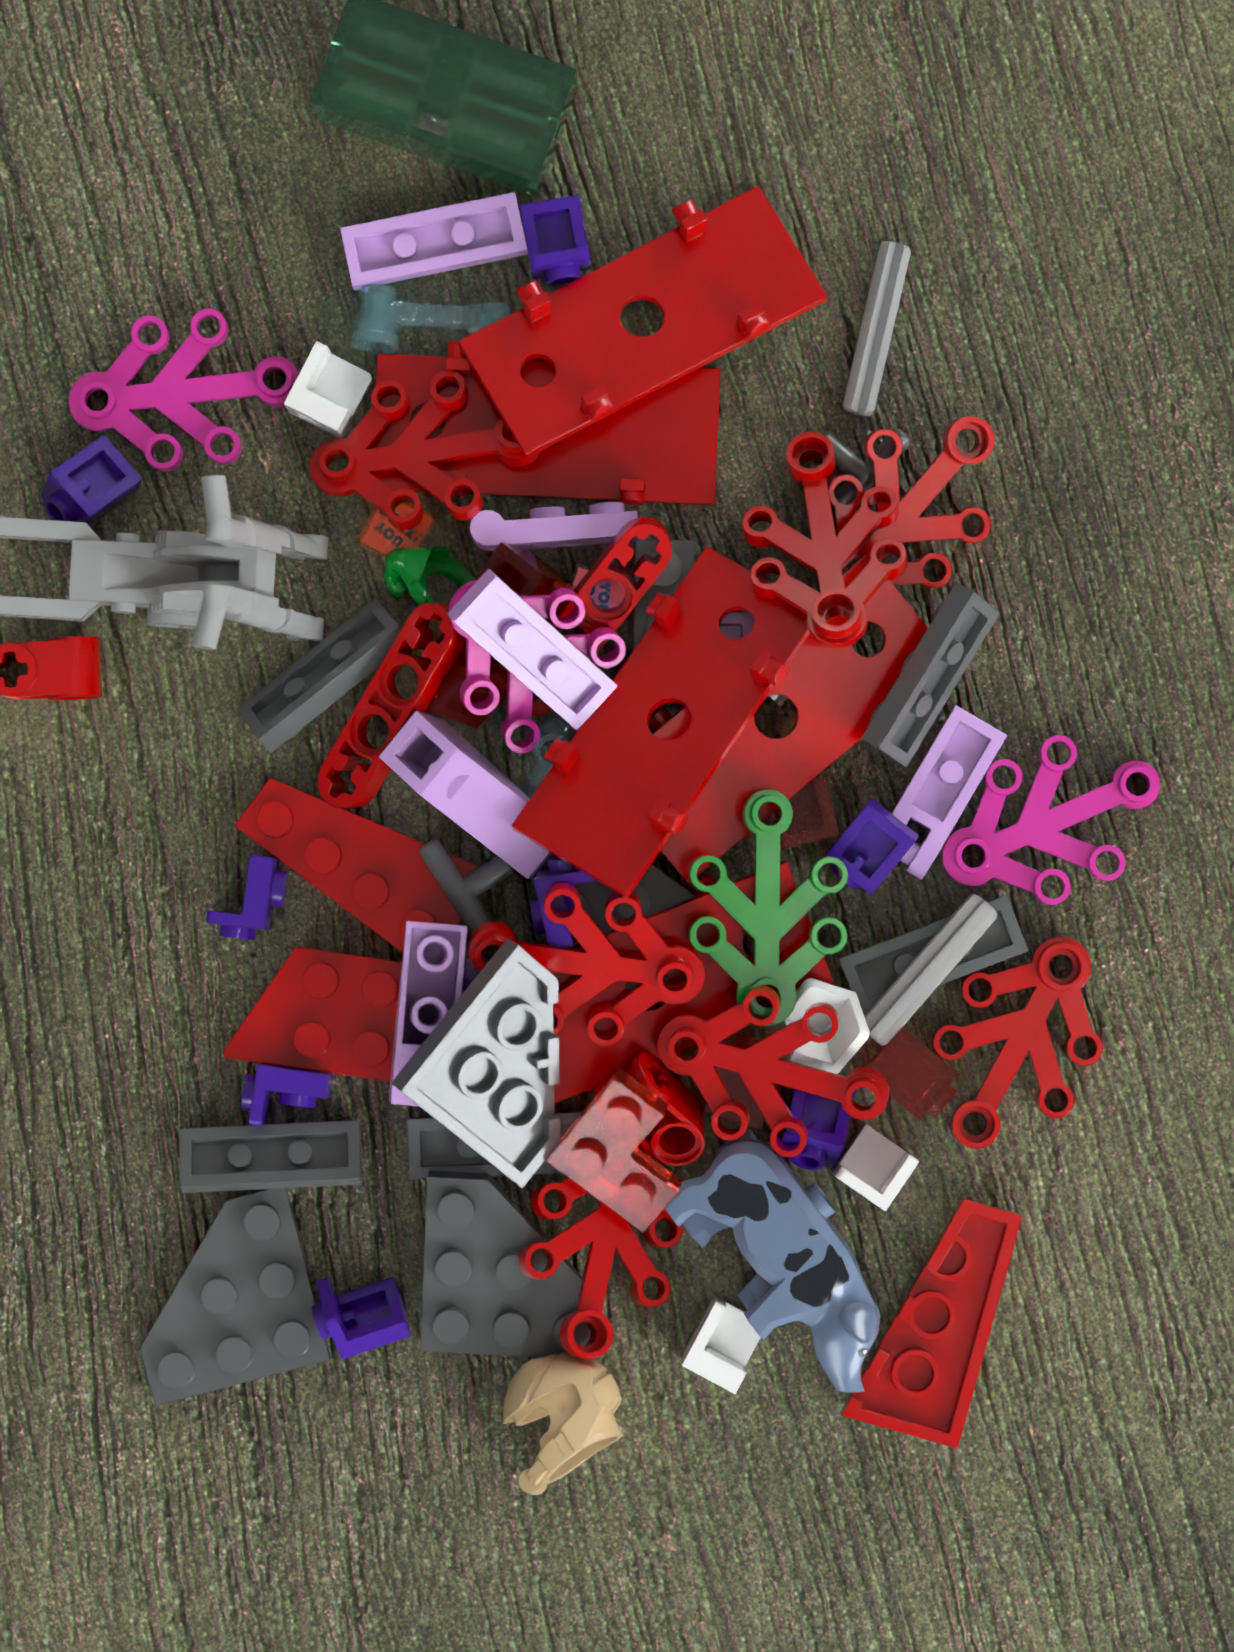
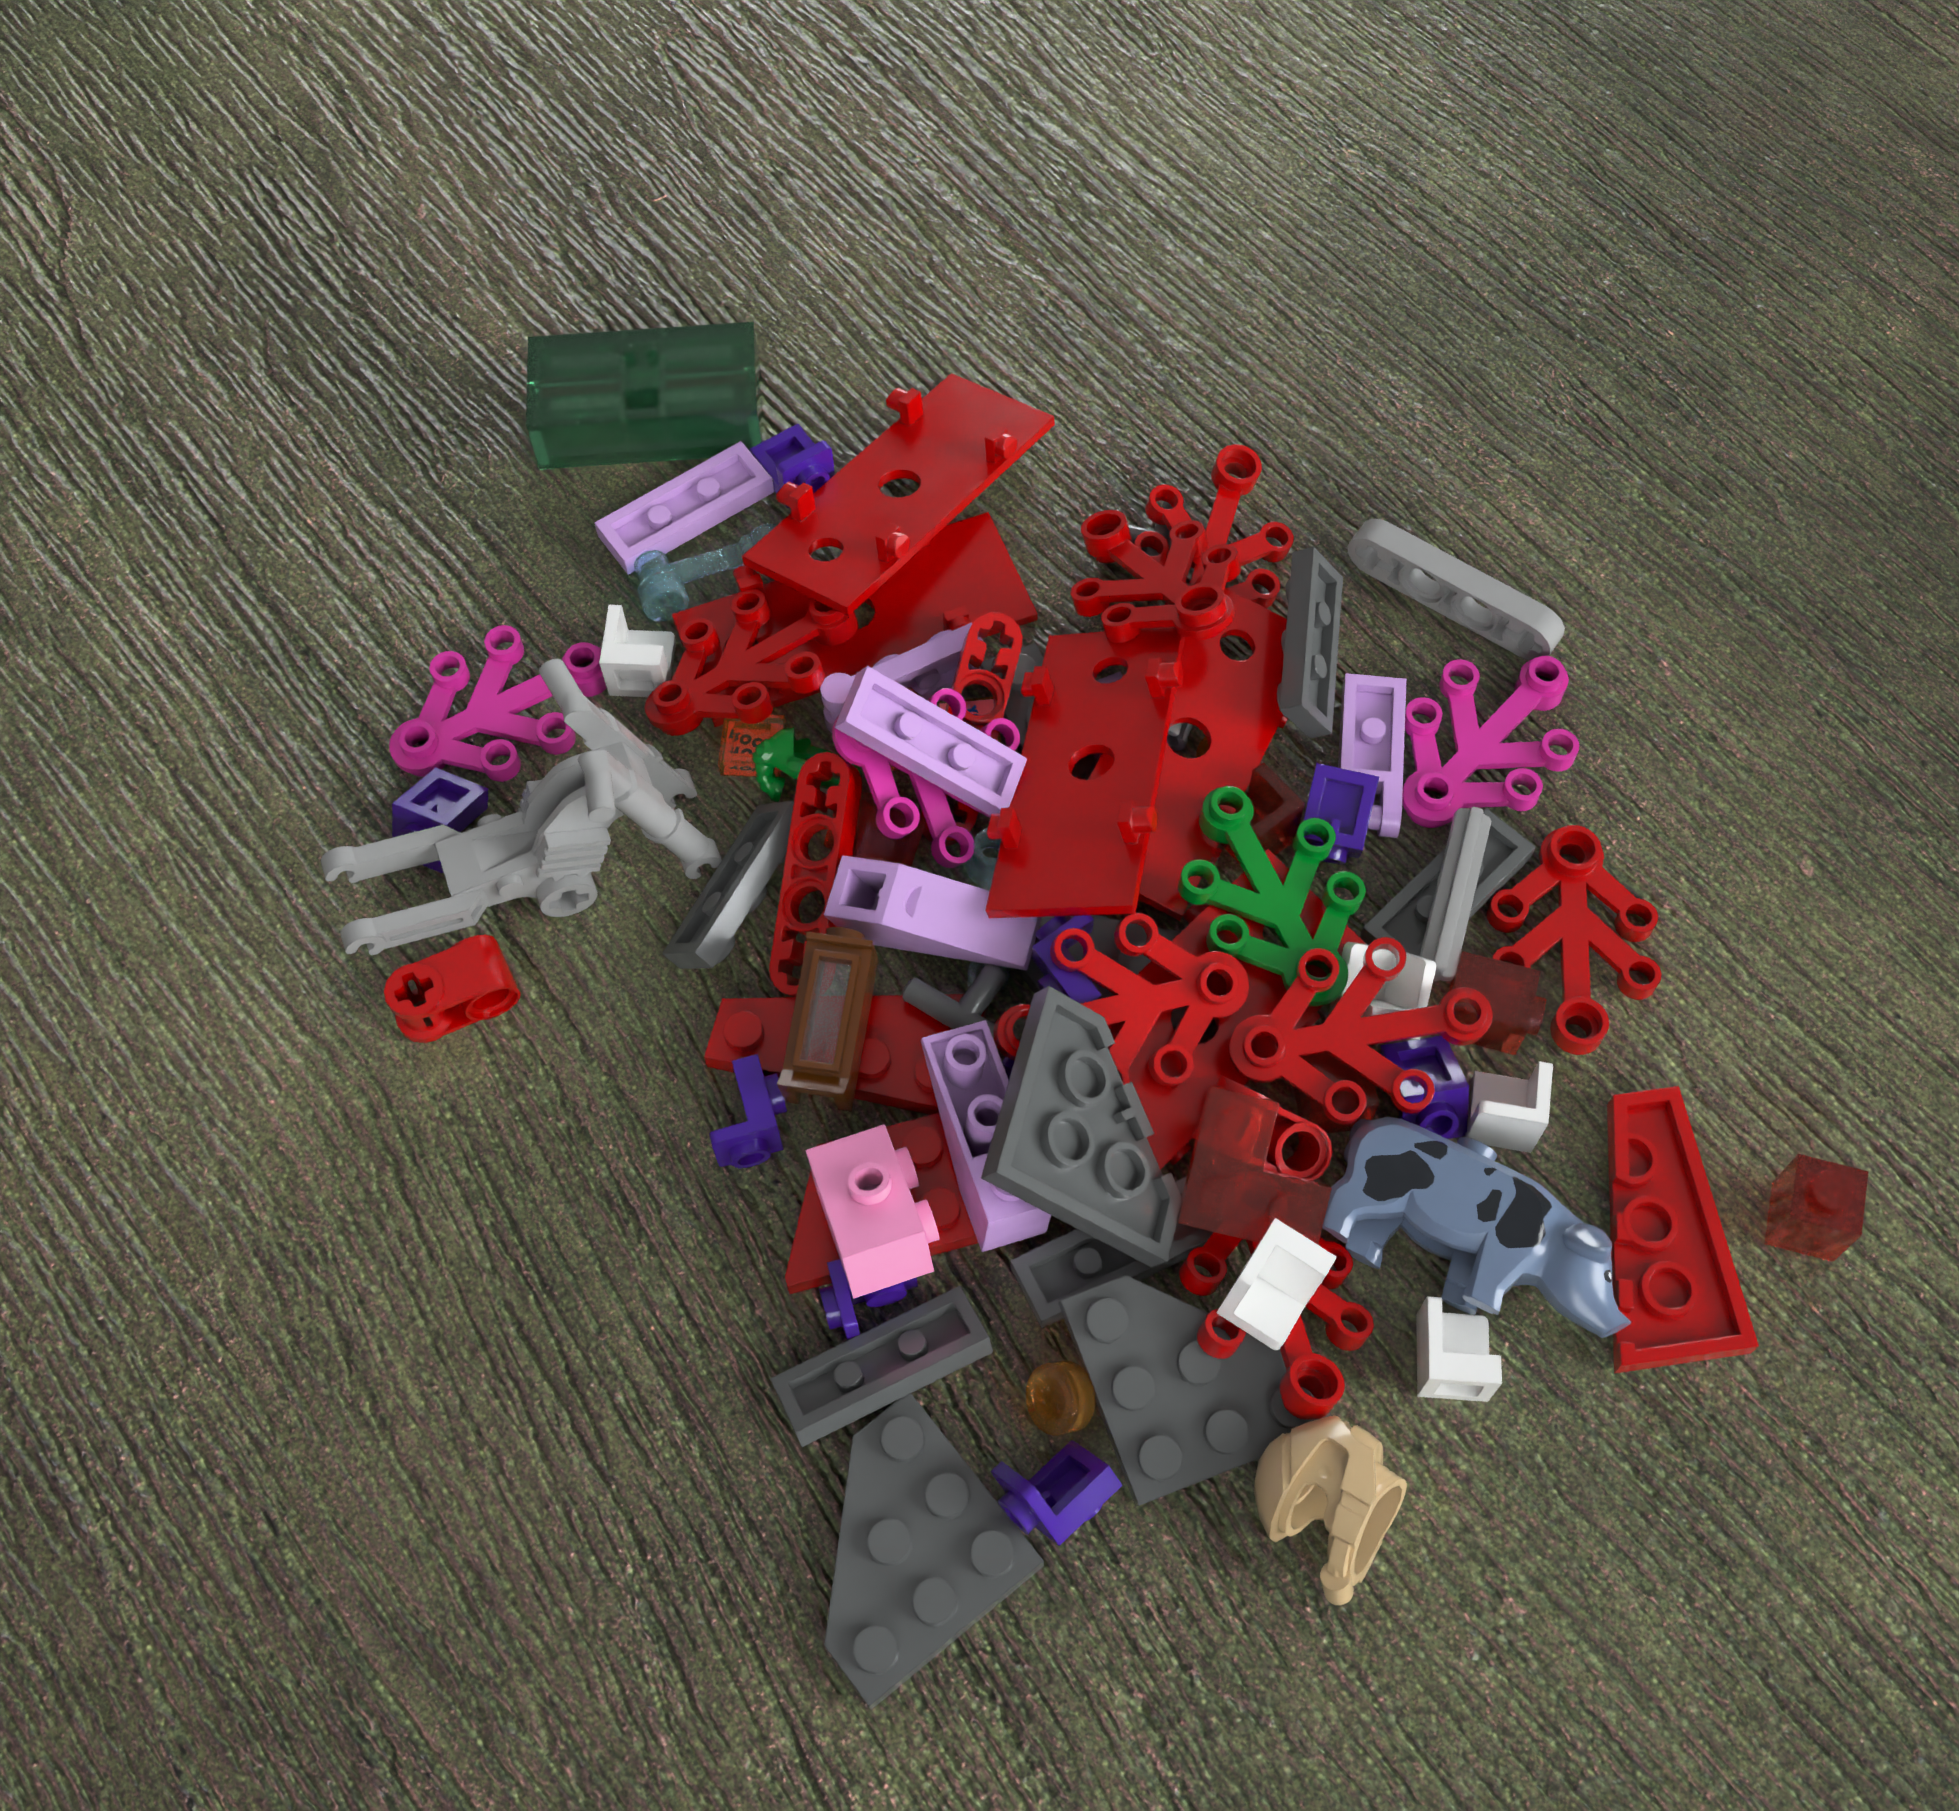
camera: 25 degrees left, 25 degrees down
(306, 1044) = (871, 1210): none -> bright pink brick
(343, 858) = (830, 1017): none -> reddish brown window
(397, 1244) = (1060, 1397): none -> clear orange tile
(595, 1246) = (1276, 1284): none -> white panel
(876, 328) = (1109, 433): light grey axle -> none
(1070, 1364) = (1816, 1207): none -> clear red brick
(1106, 657) = (1511, 616): none -> light grey beam

